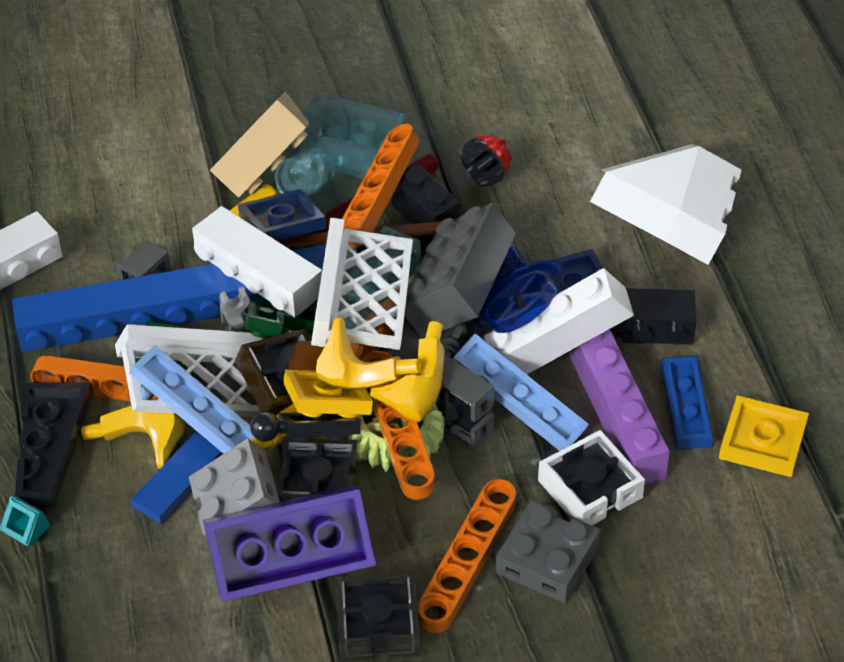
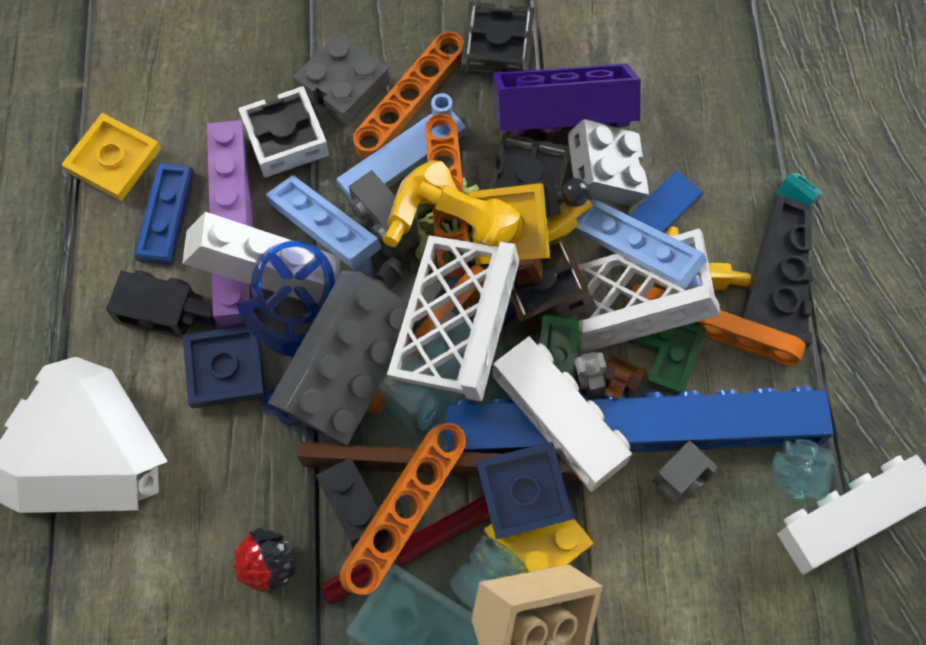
camera: 170 degrees left, 20 degrees up
(28, 275) = (803, 469): none -> clear light blue brick
(204, 316) = (622, 376): none -> reddish brown plate
(439, 510) = (405, 151): none -> light blue piece

